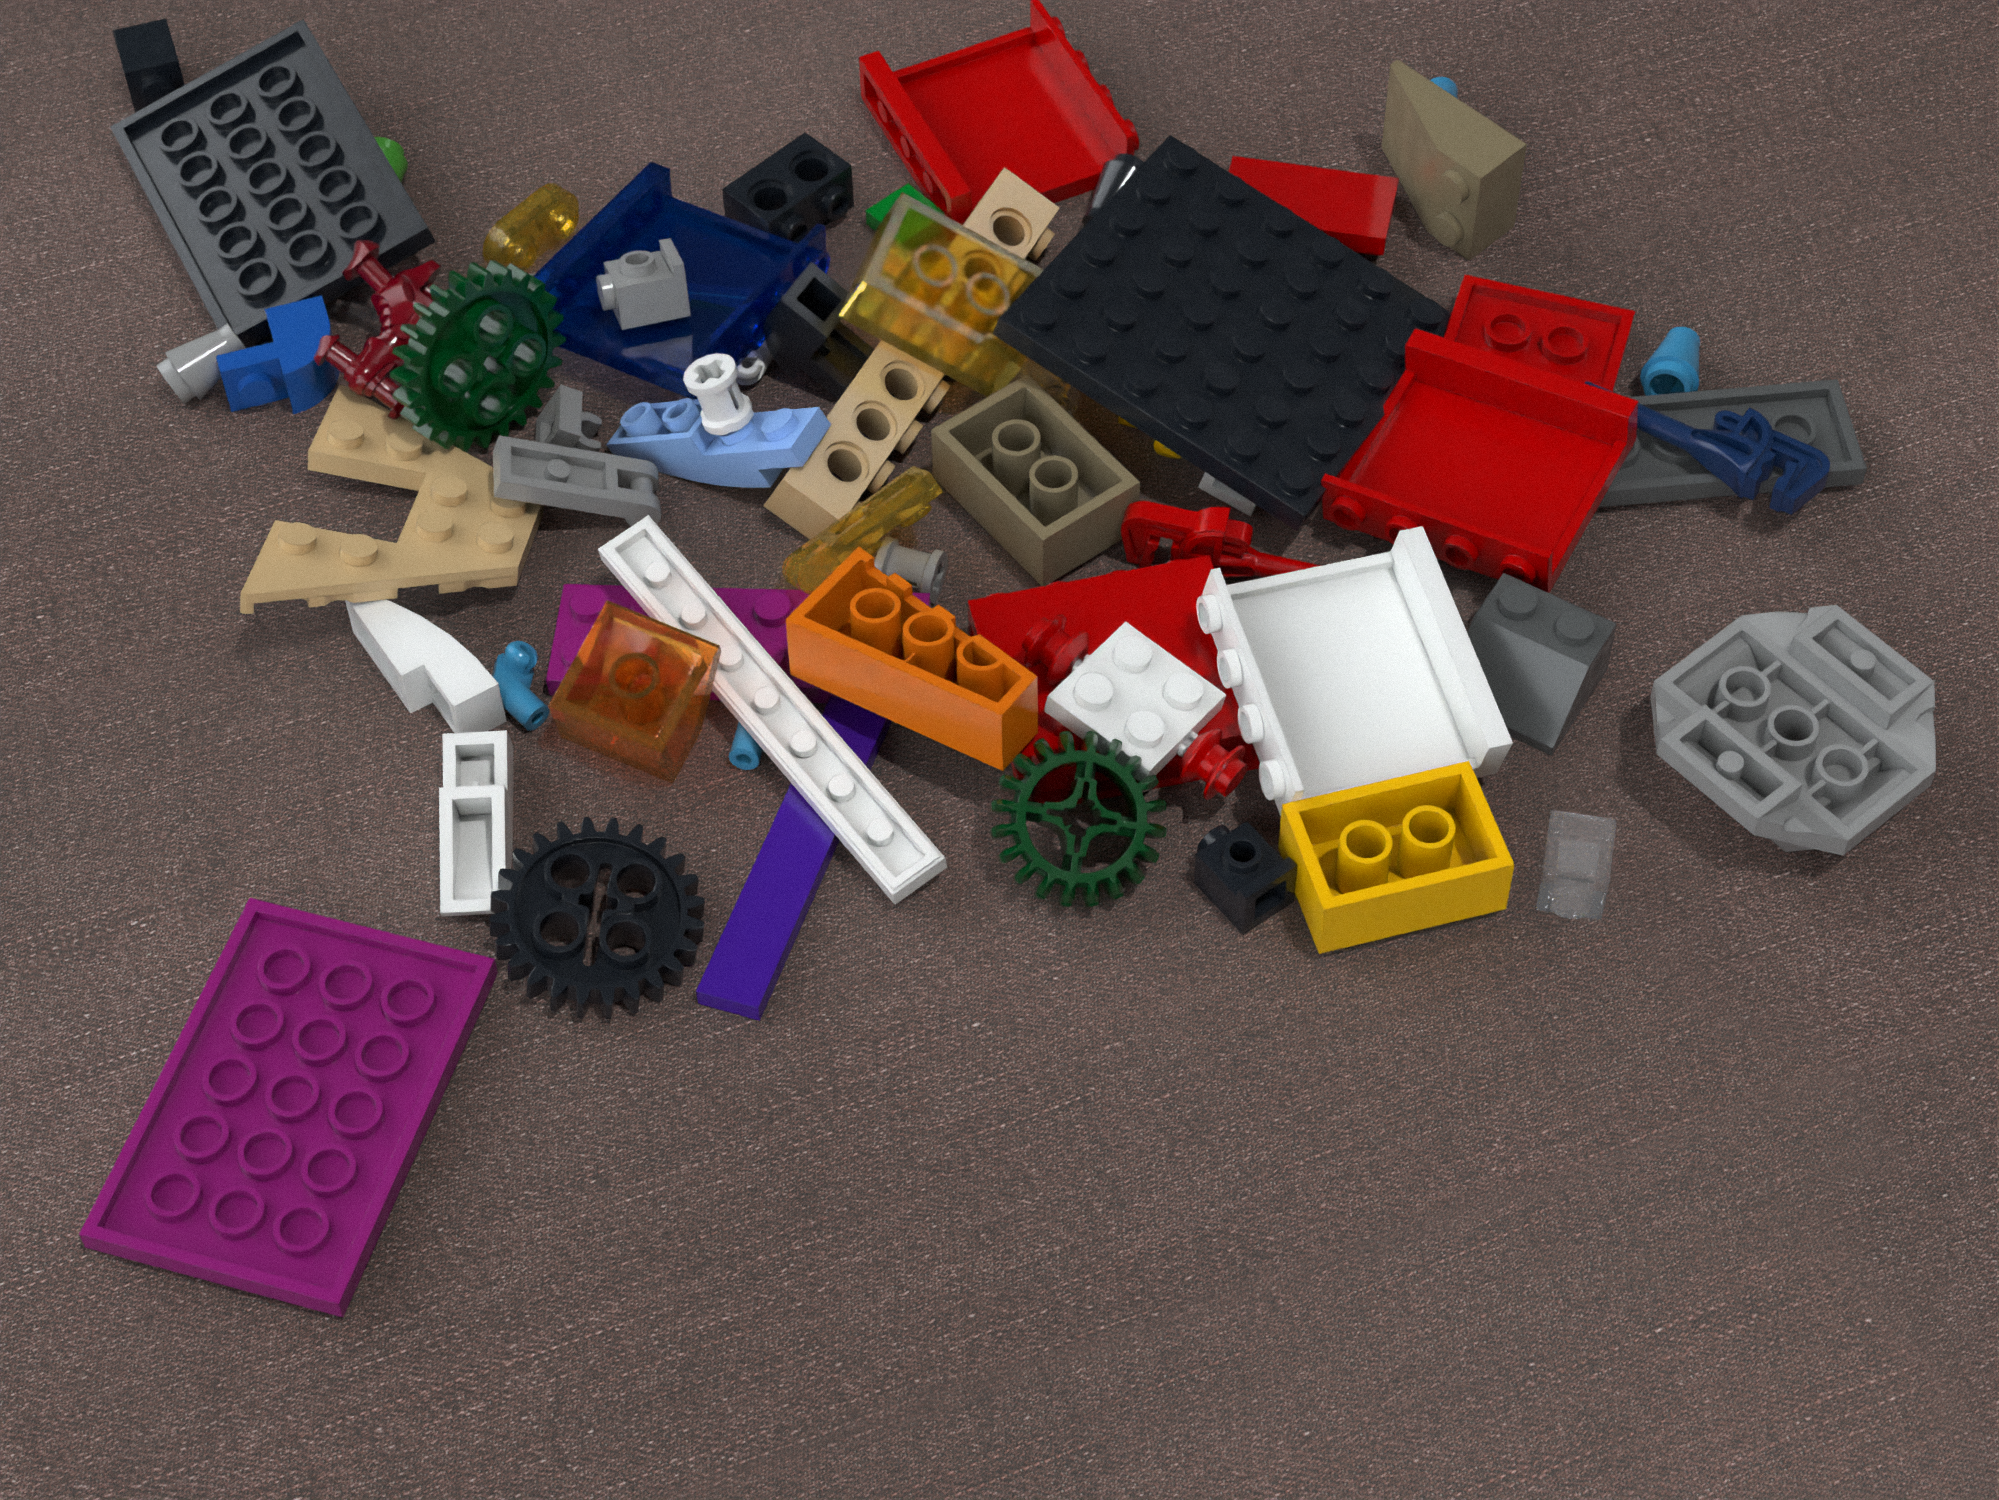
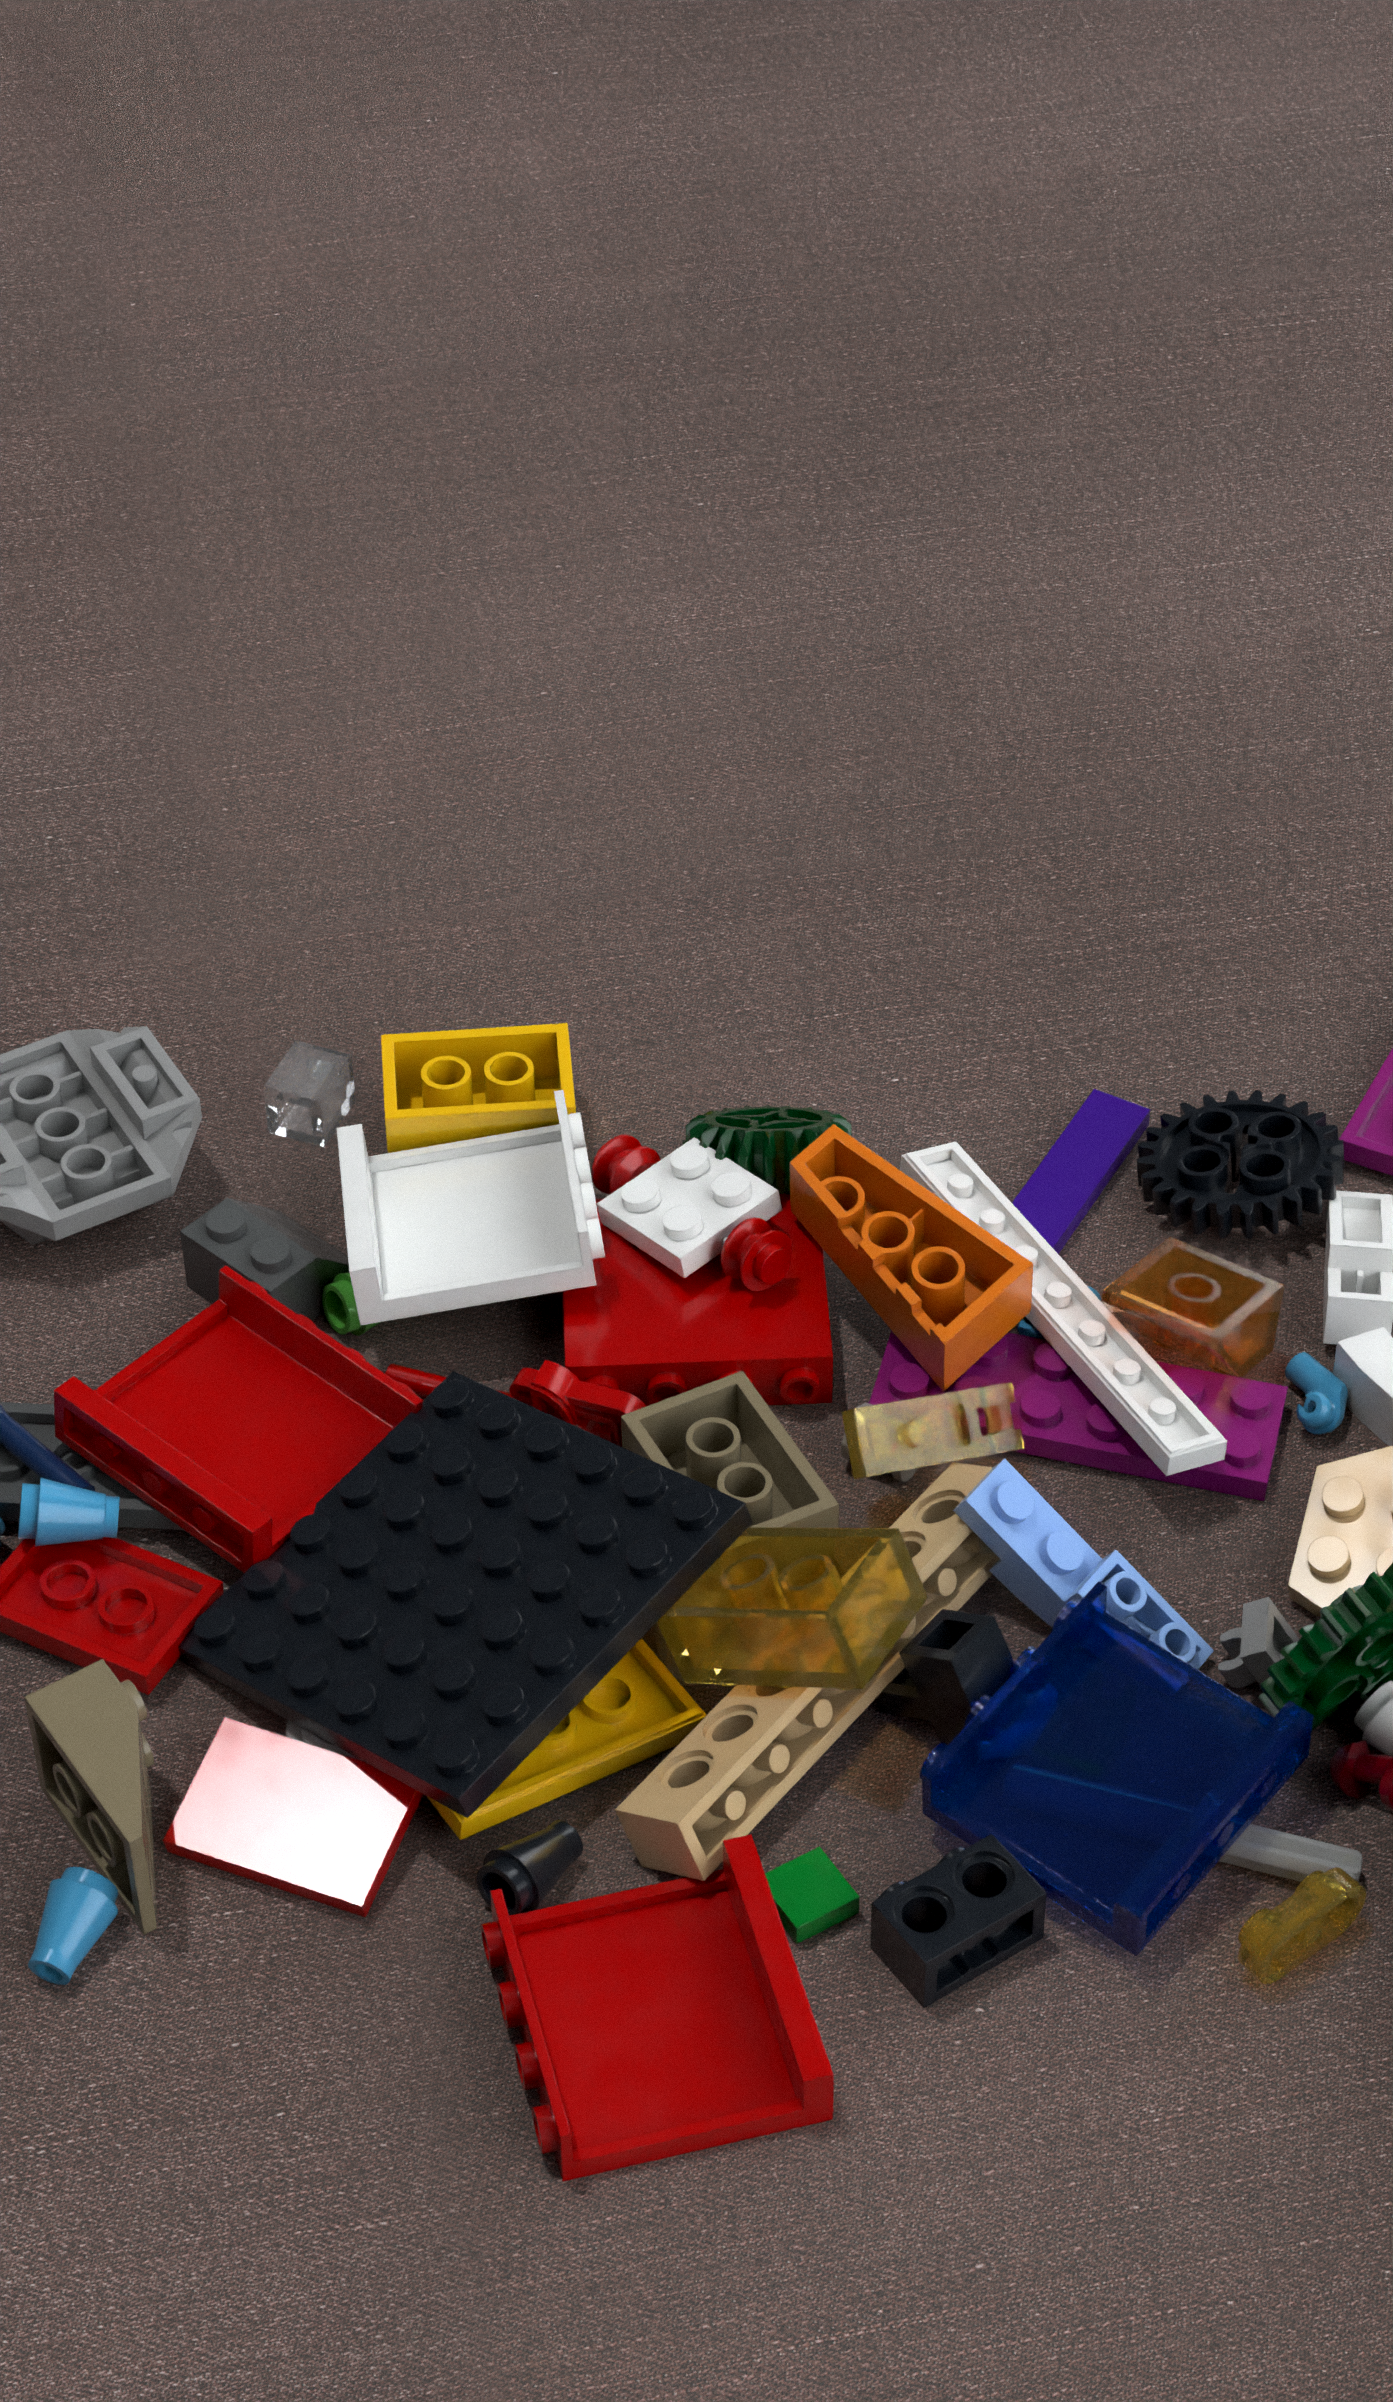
camera: 170 degrees left, 10 degrees down
(576, 479) = (1250, 1557): light grey plate -> none
(645, 287) = (1148, 1751): light grey brick -> none
(718, 394) = (1082, 1527): white bush -> none
(1244, 875) = (617, 1108): black brick -> none
(1592, 357) = (65, 1513): none -> dark azure cone

